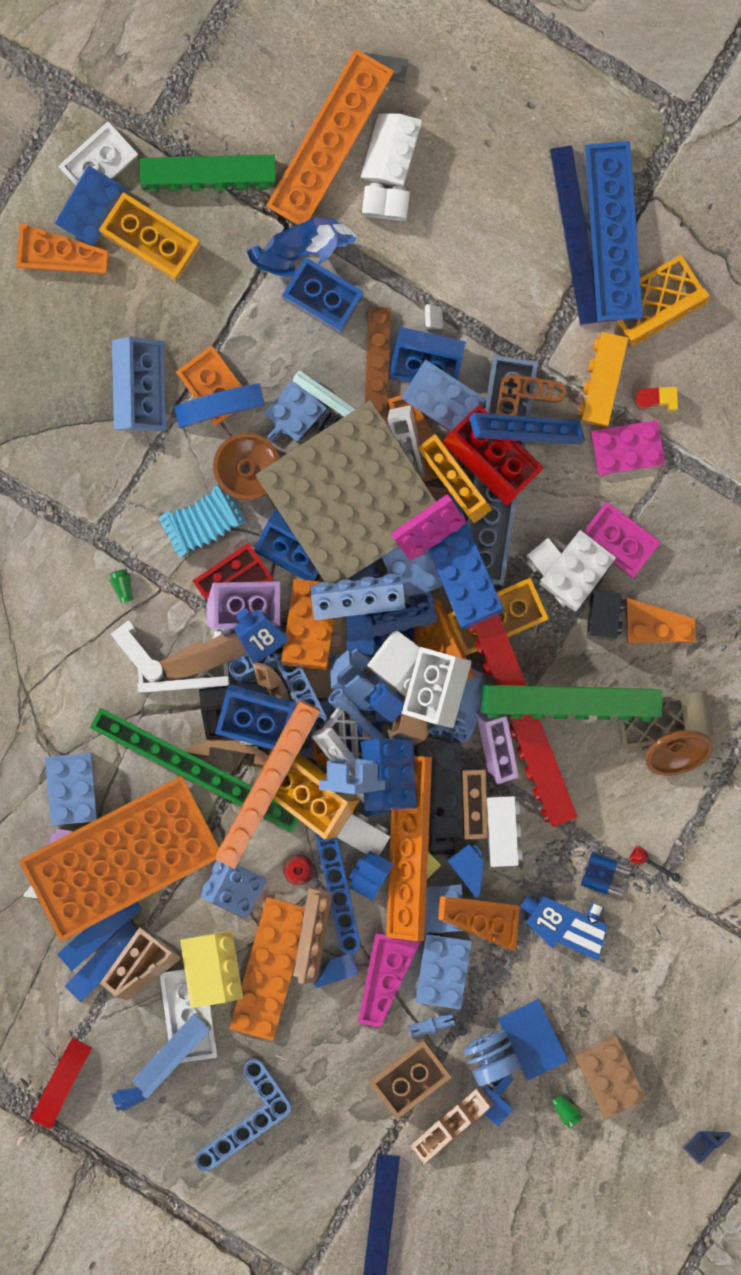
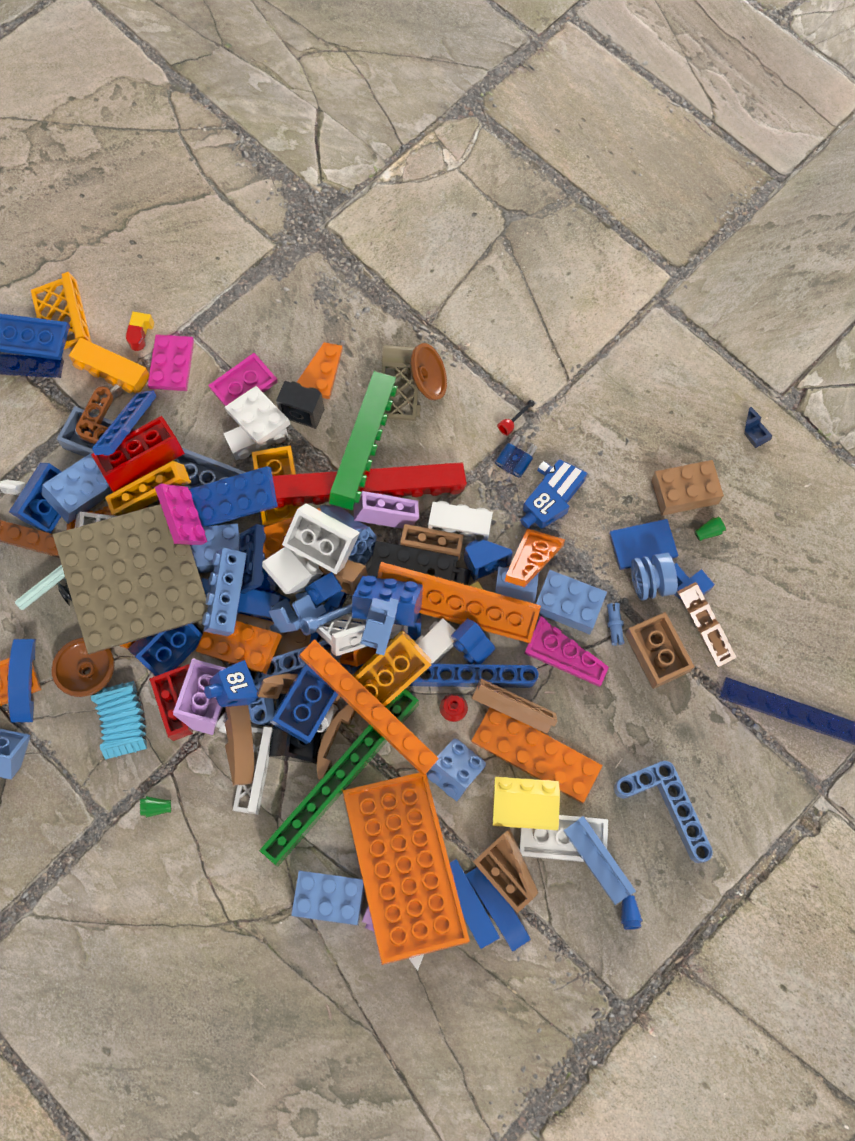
camera: 75 degrees left, 15 degrees down
(61, 1083) = (605, 977): red slope -> none
(149, 668) = (220, 807): white leg -> none
(294, 412) = (51, 618): medium blue plate -> none
(336, 970) = (550, 694): blue slope -> none

